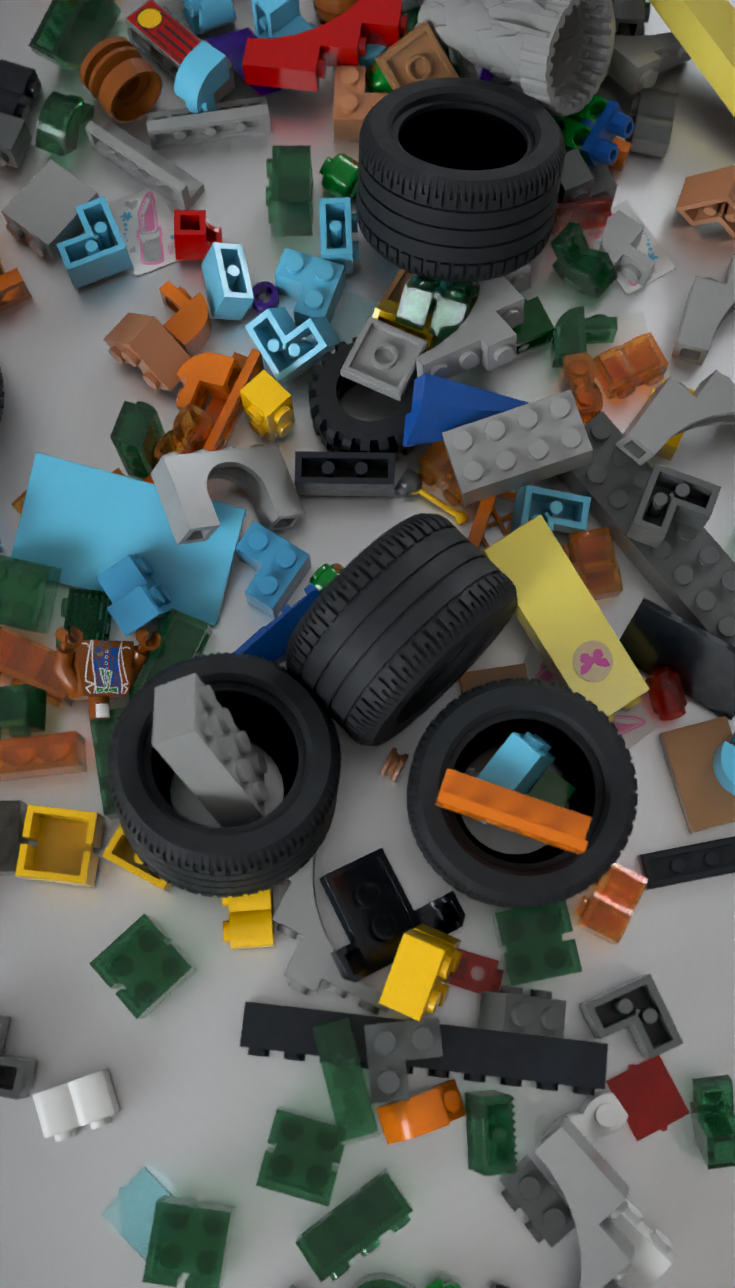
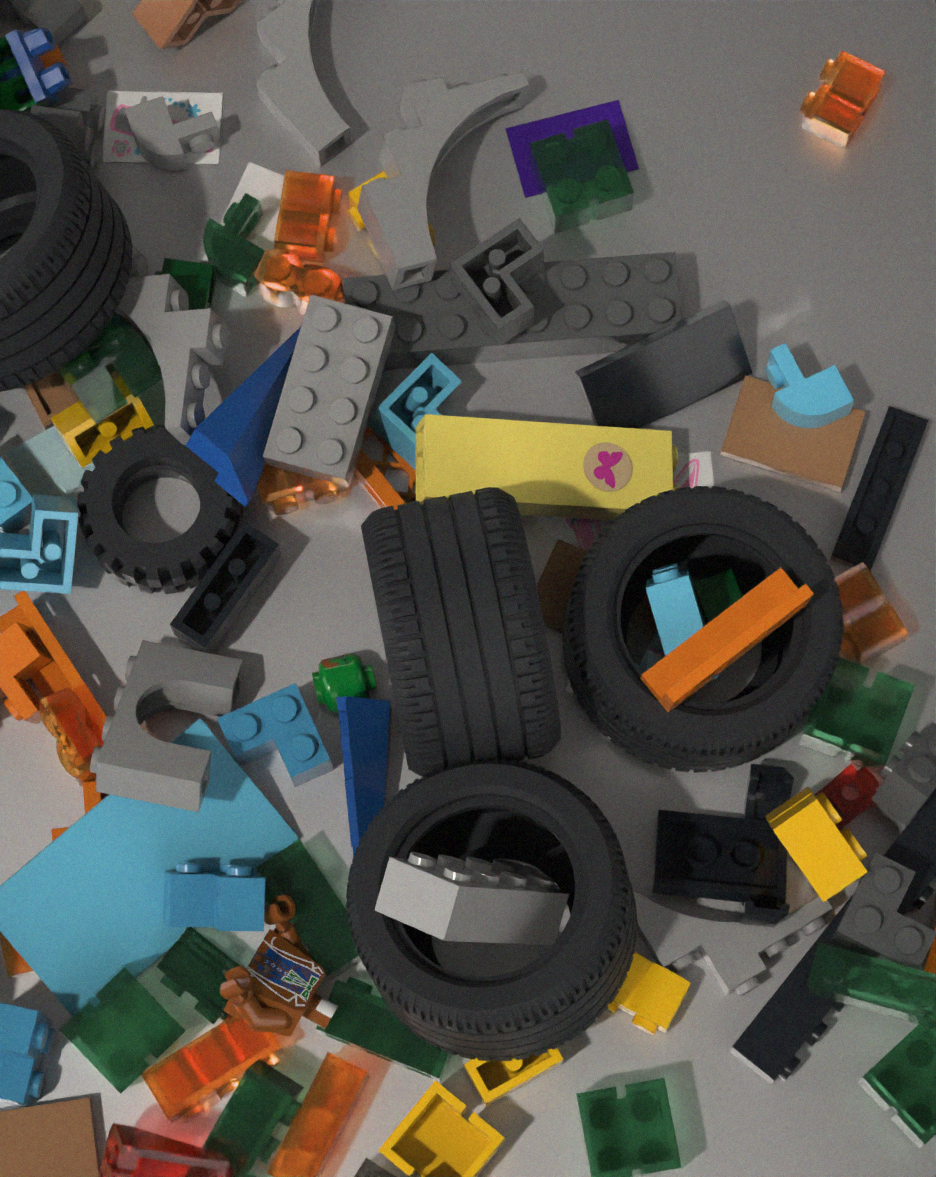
camera: 55 degrees left, 0 degrees up
(136, 437) = (44, 781): clear green brick -> none
(268, 407) = (94, 623): yellow brick -> none
(383, 358) = (133, 462): light grey tile -> none
(394, 764) = (579, 741): nougat bush -> none
(411, 484) = (282, 527): hinge -> none
(580, 266) = (157, 189): clear green brick -> none
(587, 213) = (104, 142): clear red piece -> none
(595, 562) = (498, 394): clear orange brick -> none
(666, 694) = (686, 418): clear red brick -> none

